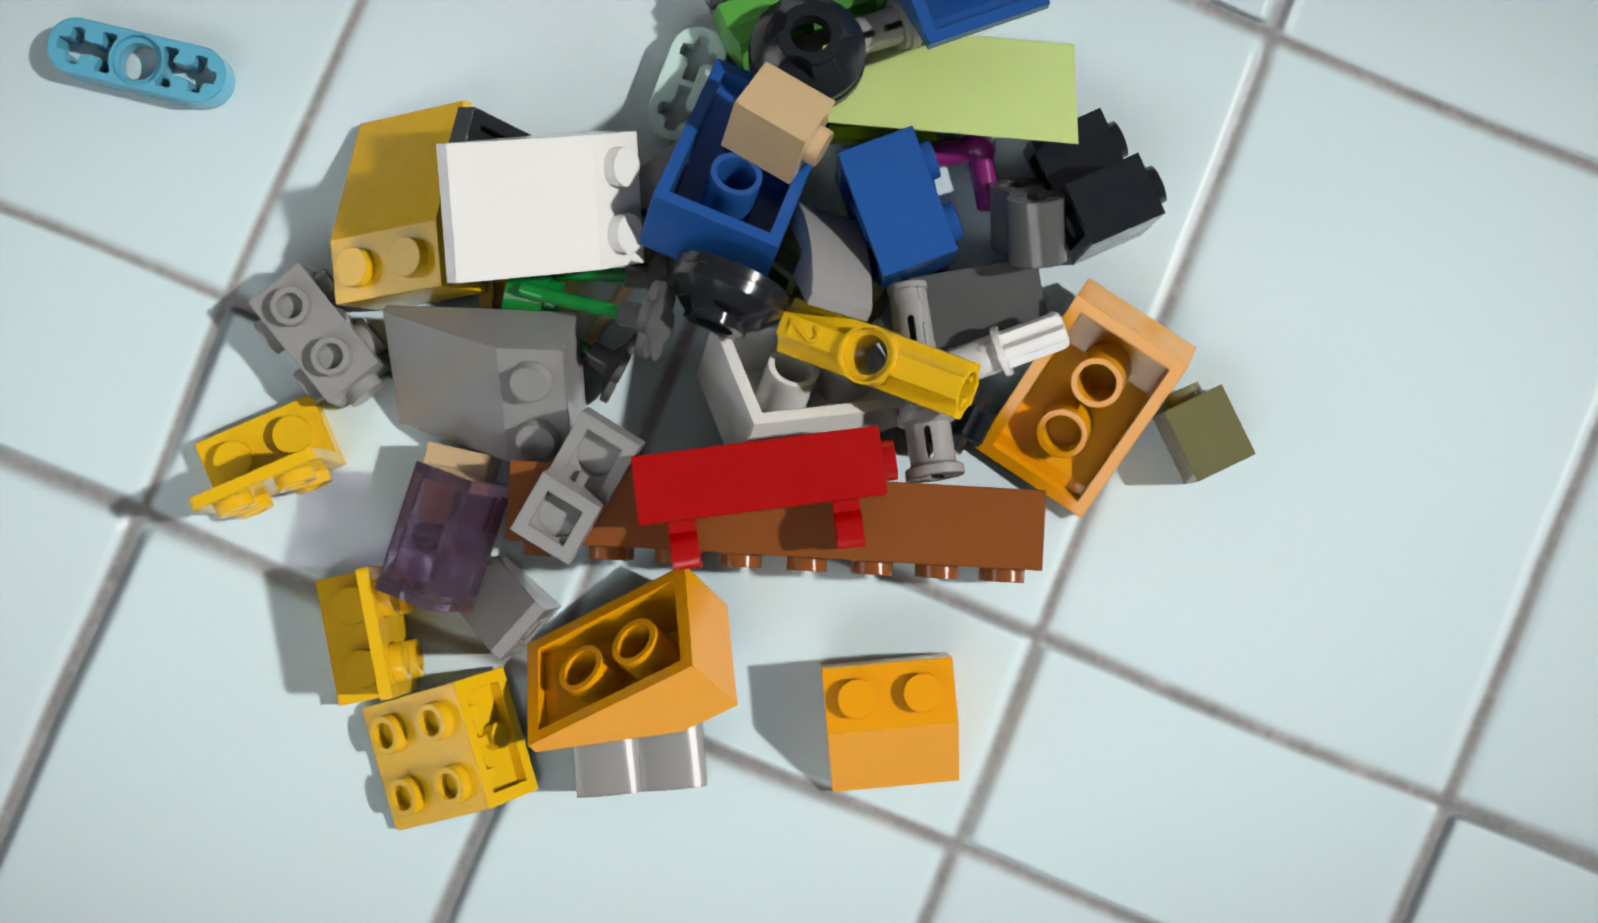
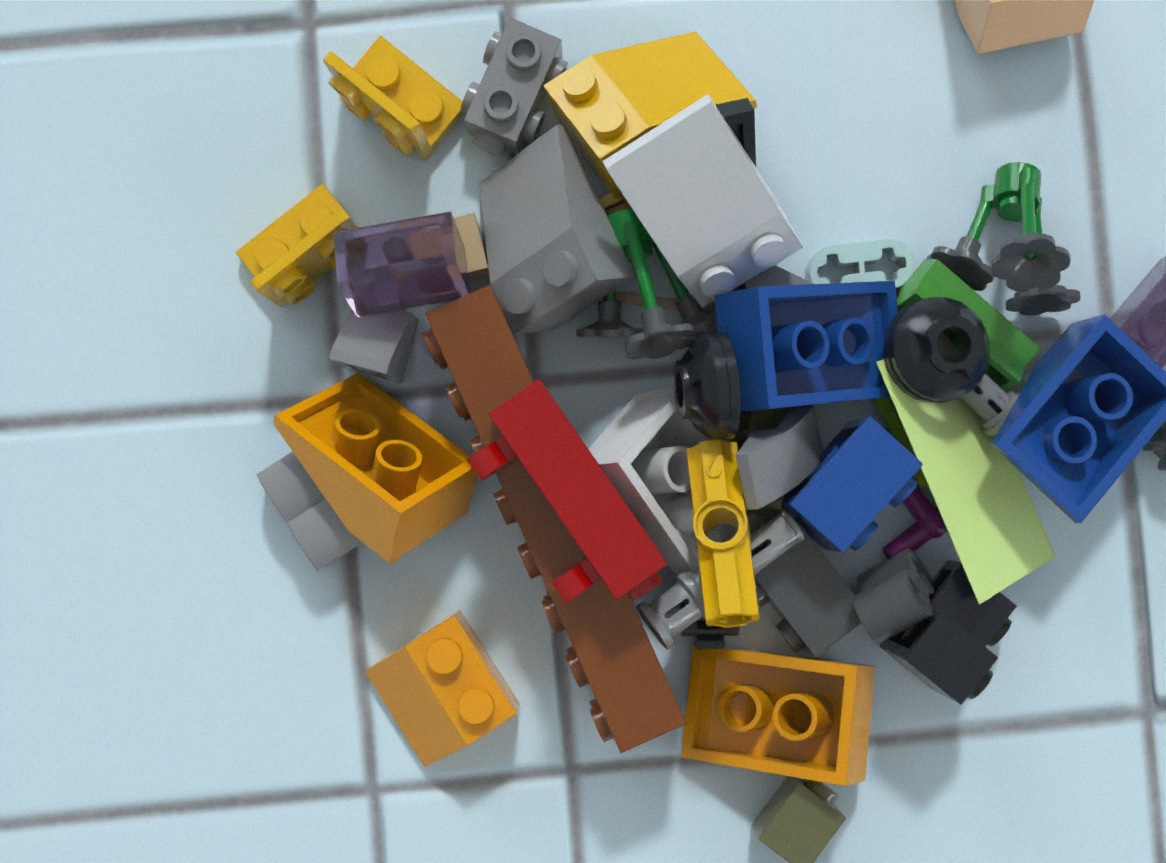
camera: 65 degrees right, 0 degrees up
(450, 750) = (244, 357): yellow bracket -> none
(577, 485) = (496, 348): light grey slope -> none
(779, 123) = (868, 357): tan brick -> none
(1015, 345) = (790, 636): white axle -> none

